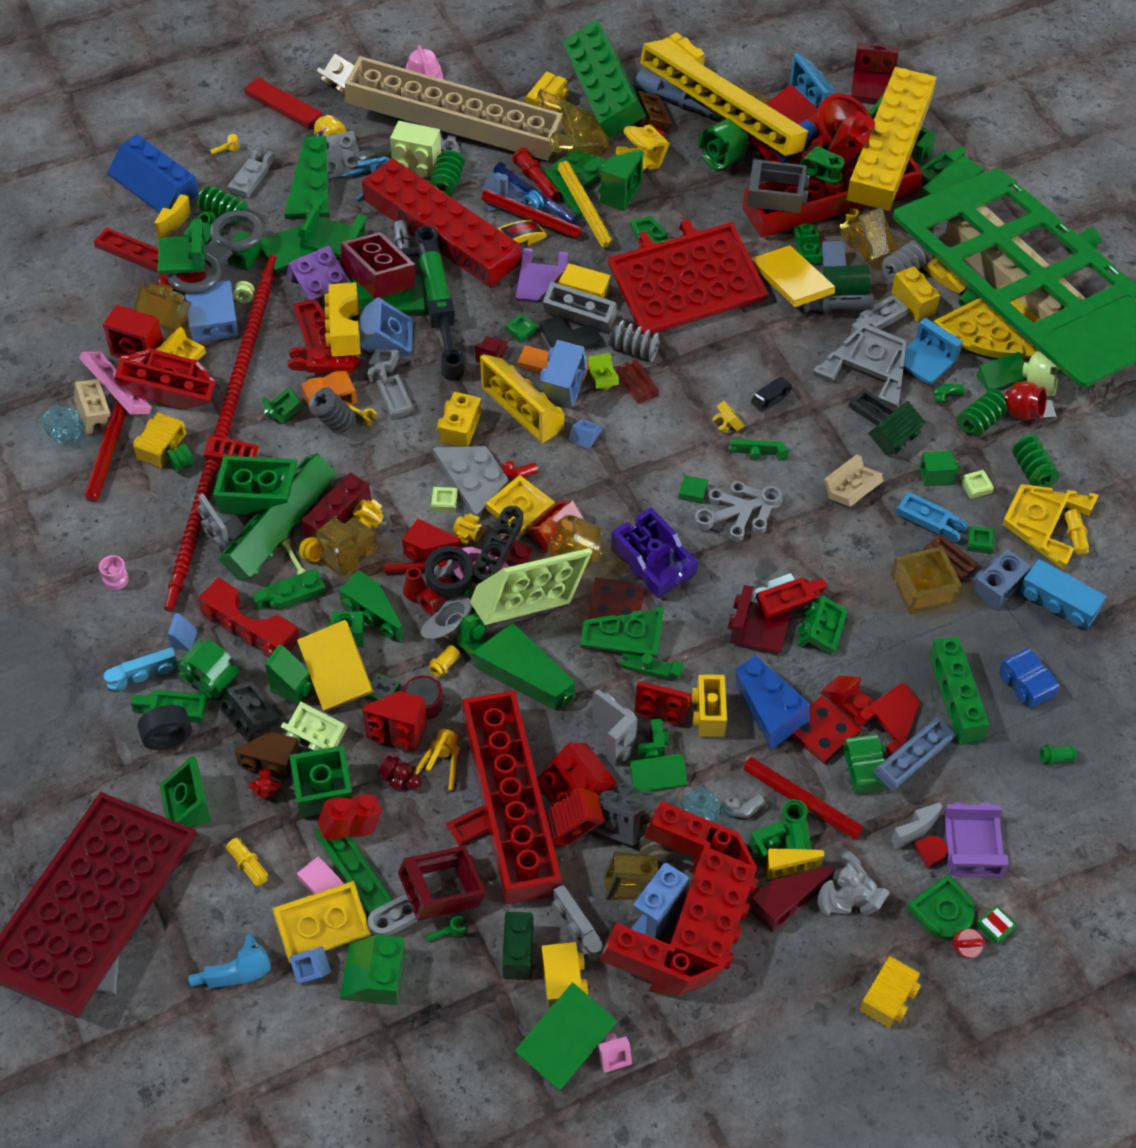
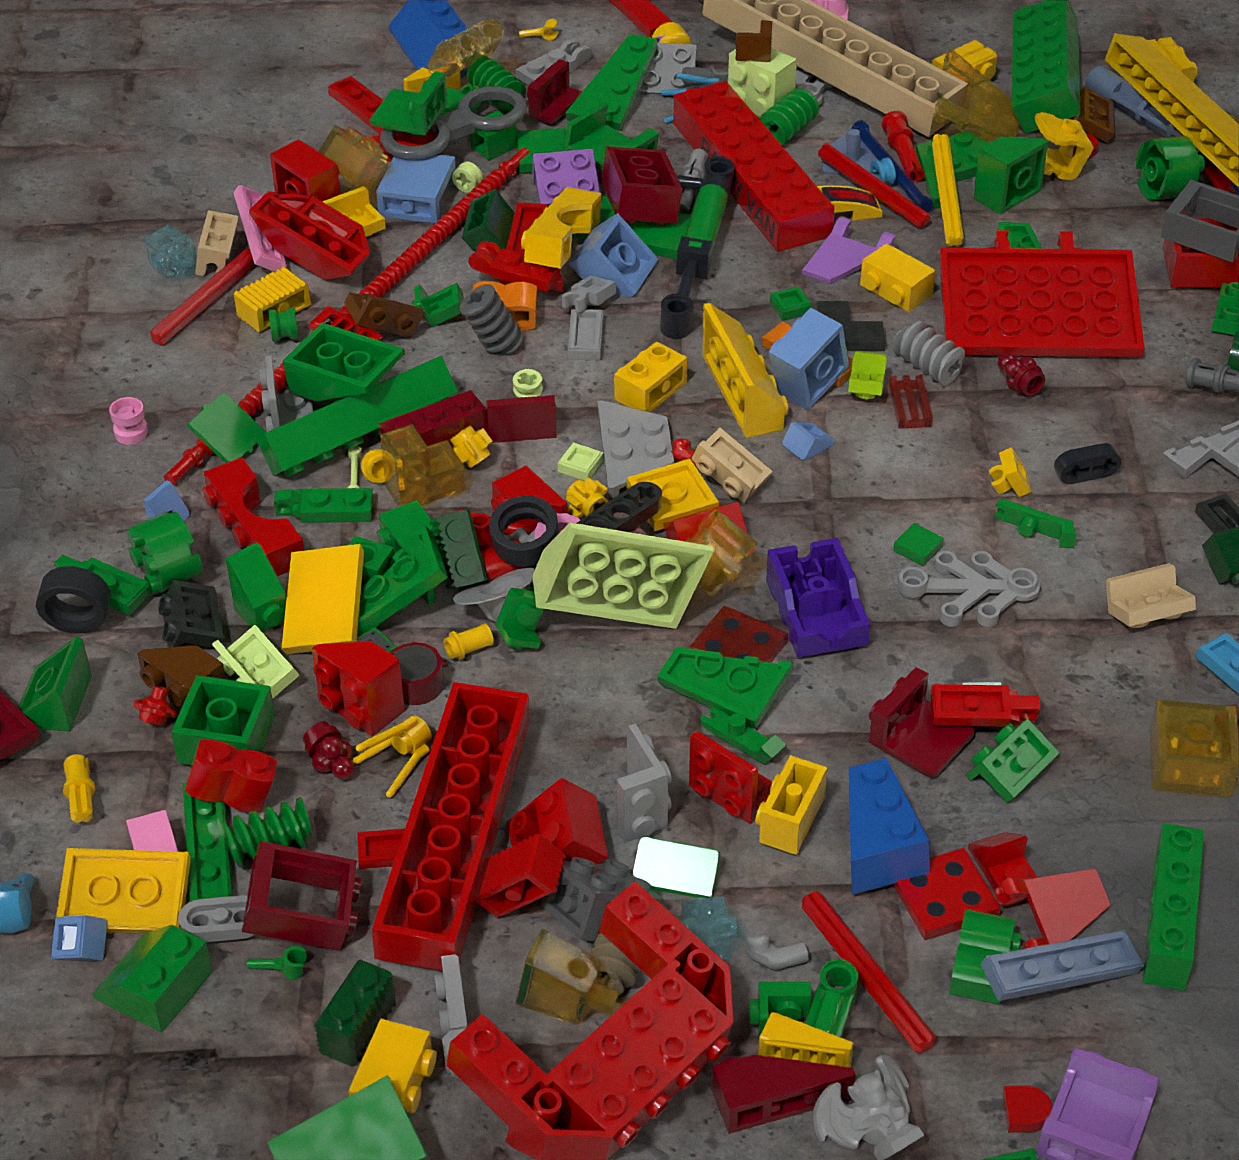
camera: 25 degrees right, 10 degrees down
(140, 669) = (87, 531): medium azure hinge -> none
(187, 192) = (472, 39): none -> clear yellow beam
(190, 557) = (226, 428): none -> green piece
(250, 428) = (384, 314): none -> reddish brown bracket
(269, 203) = (551, 93): none -> dark red bracket
(281, 327) = (488, 220): none -> dark green brick
(365, 415) = (536, 341): yellow hand -> none
(376, 444) = (527, 383): none -> yellowish green bush
(385, 634) = (406, 580): none -> green wing
(390, 478) = (521, 418): none -> dark red slope
(393, 844) = (273, 829): none -> green piece
(408, 598) = (459, 549): none -> dark green brick
(409, 129) = (755, 46): none -> reddish brown panel
(490, 347) = (740, 311): dark red bracket -> none
(525, 667) = (566, 680): green slope -> none
(549, 471) = (731, 465): none -> tan bracket
(580, 307) = (874, 293): light grey brick -> none
(659, 739) = (698, 823): green bracket -> none
(661, 902) = (569, 1014): medium blue panel -> none
(699, 338) = (1021, 374): none -> dark red piece
(793, 276) = (1189, 335): yellow tile -> none
(921, 823) = (1032, 1063): light grey slope -> none

